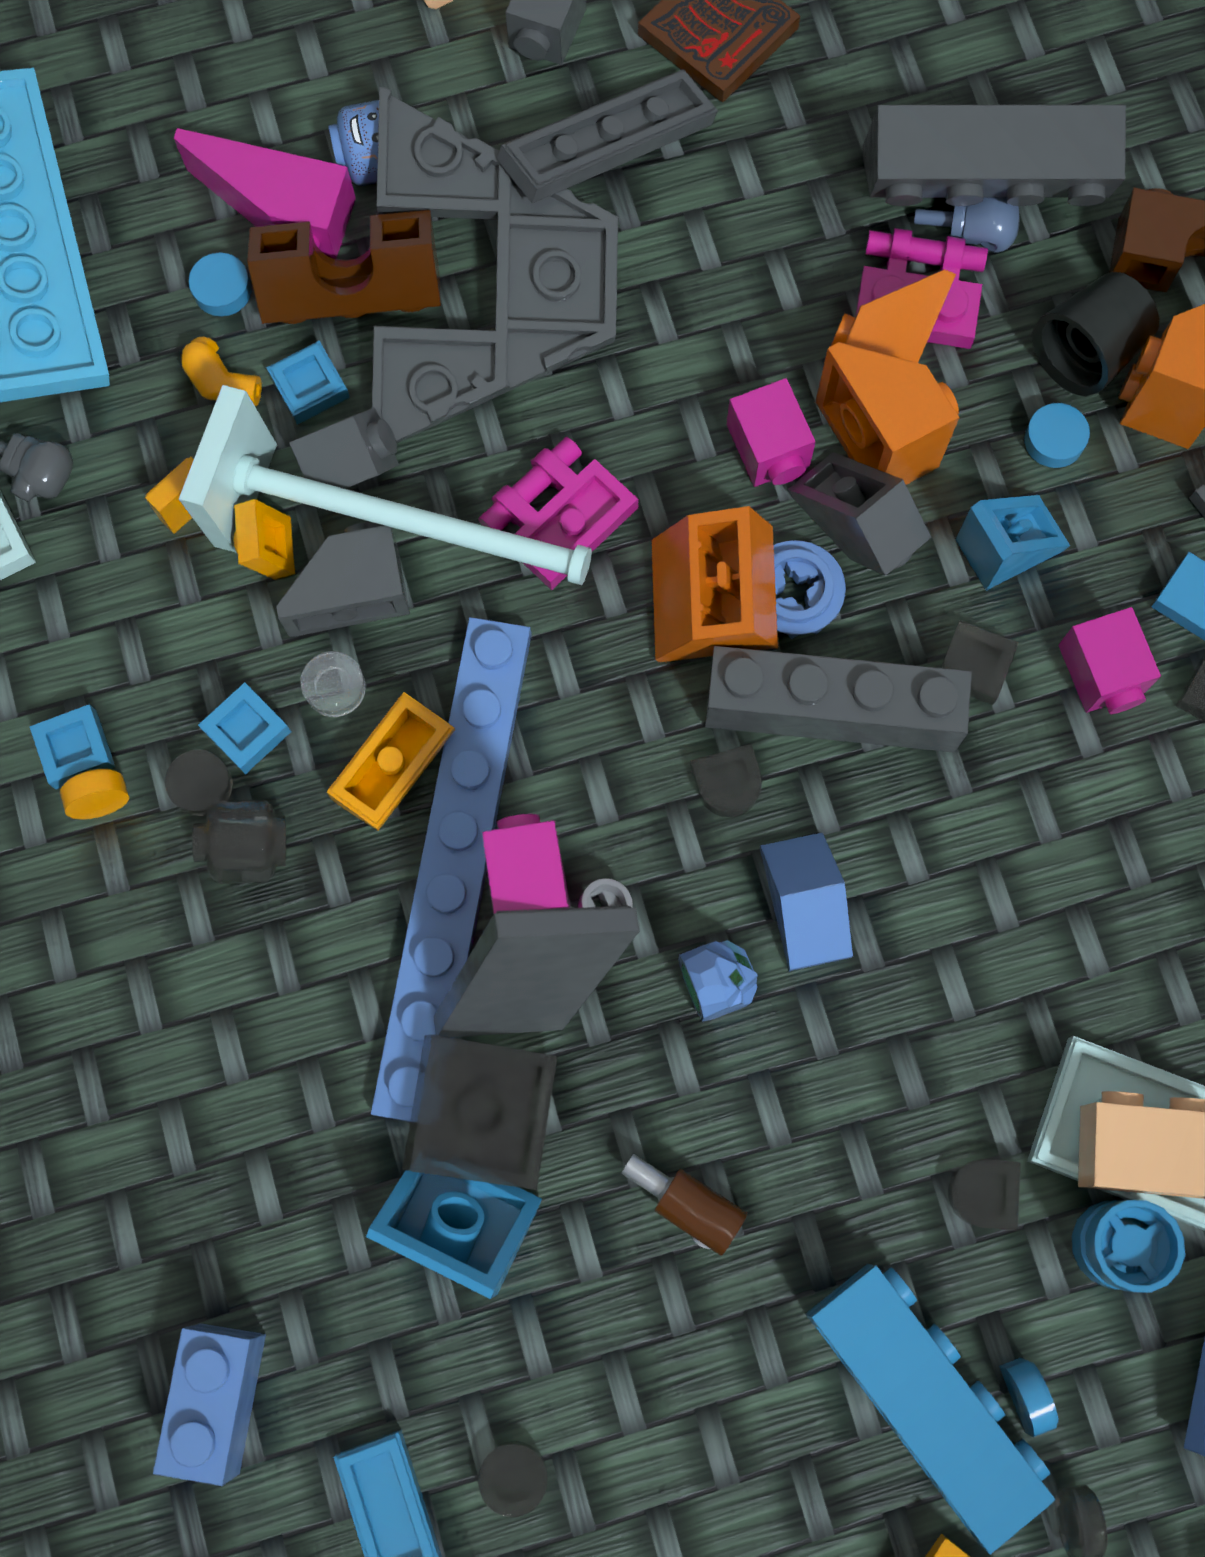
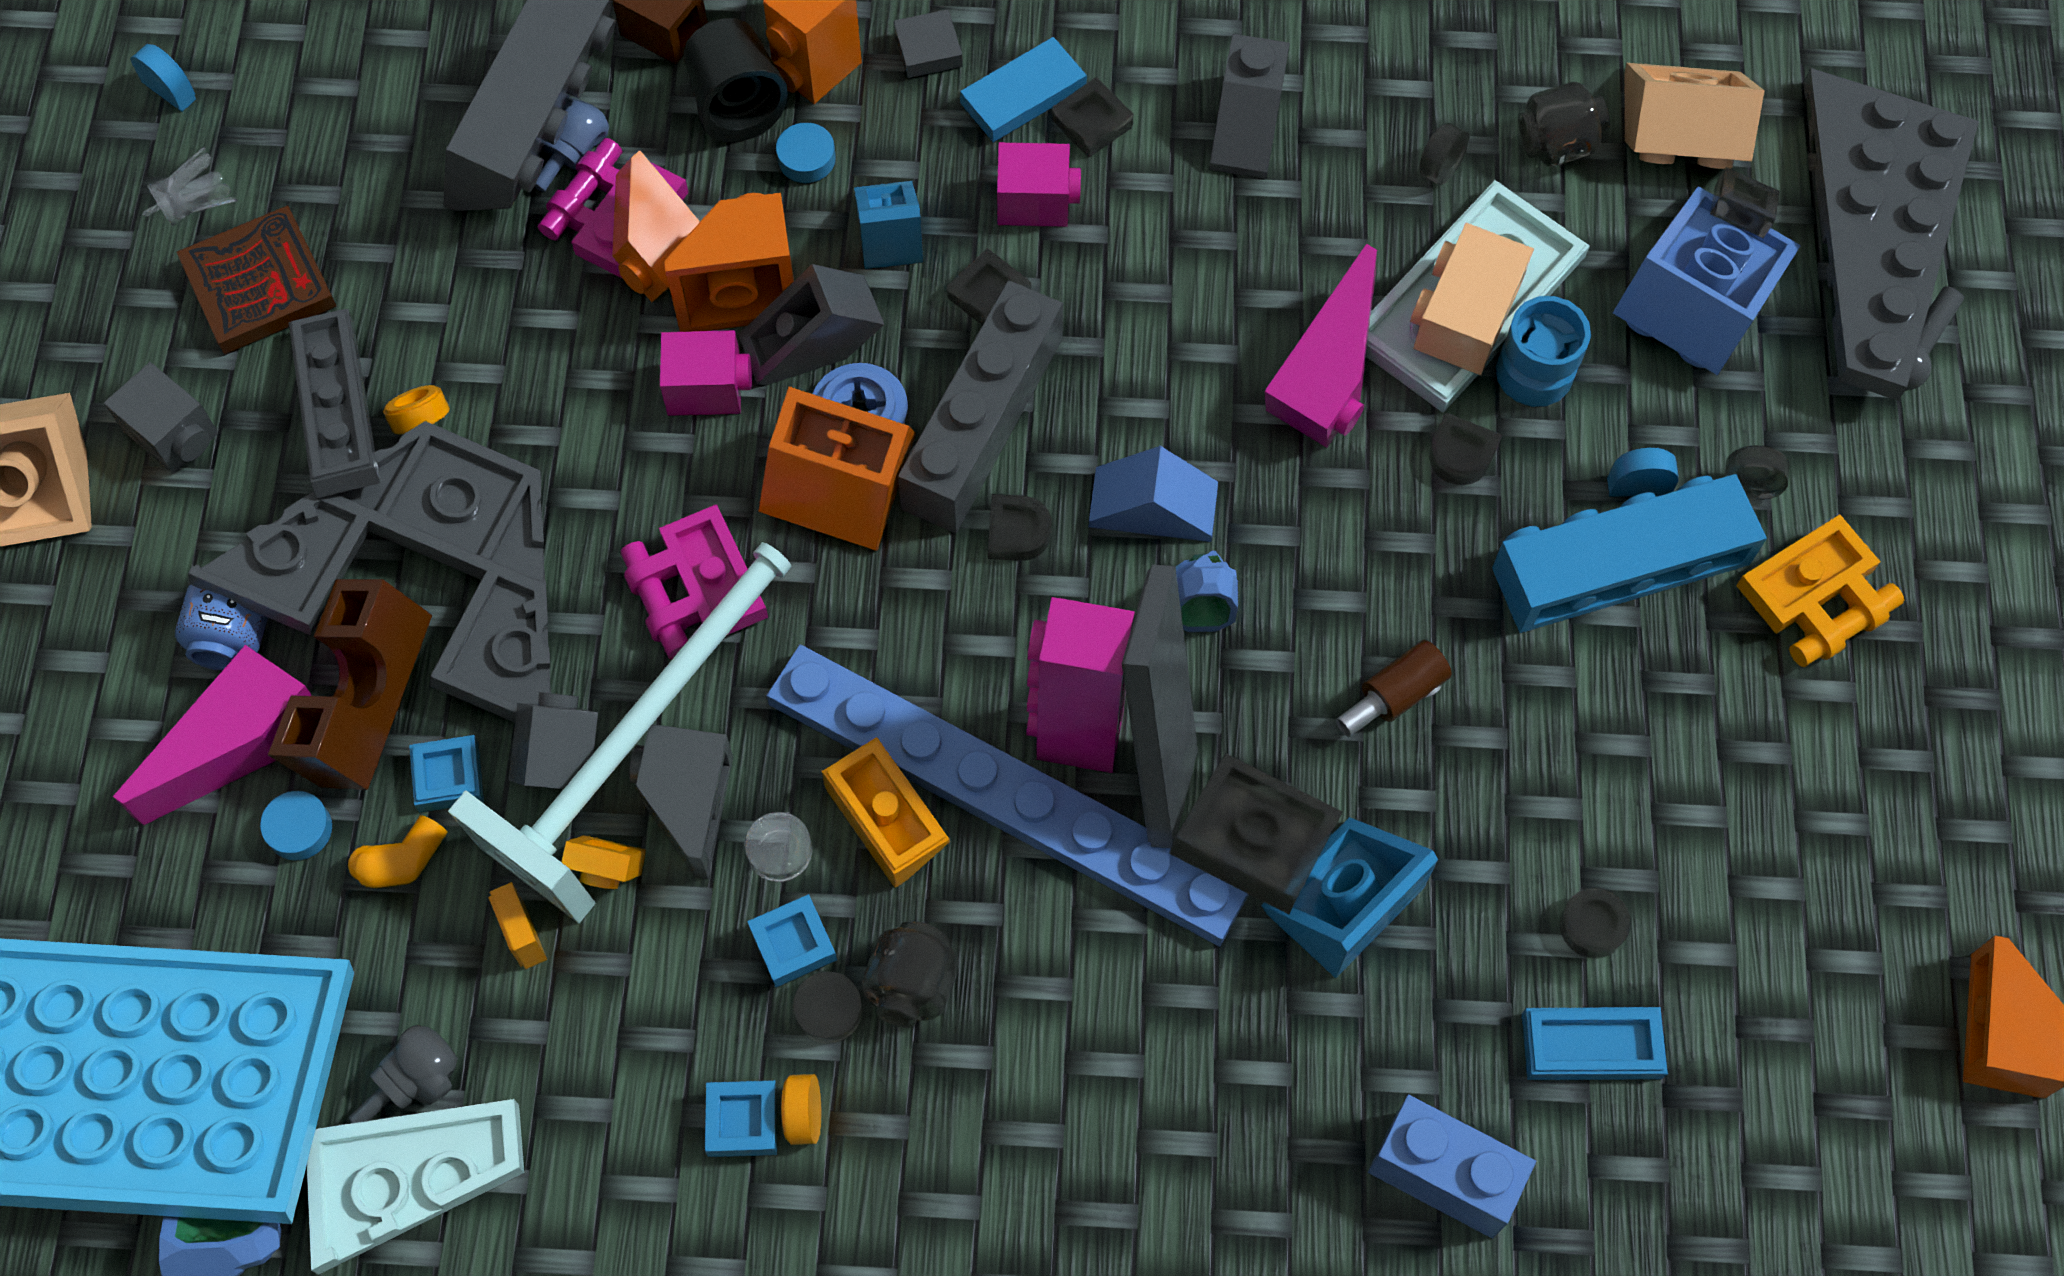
camera: 75 degrees left, 10 degrees down
(636, 208) = (415, 407): none -> light orange tile
(1022, 1024) = (1324, 373): none -> dark pink slope

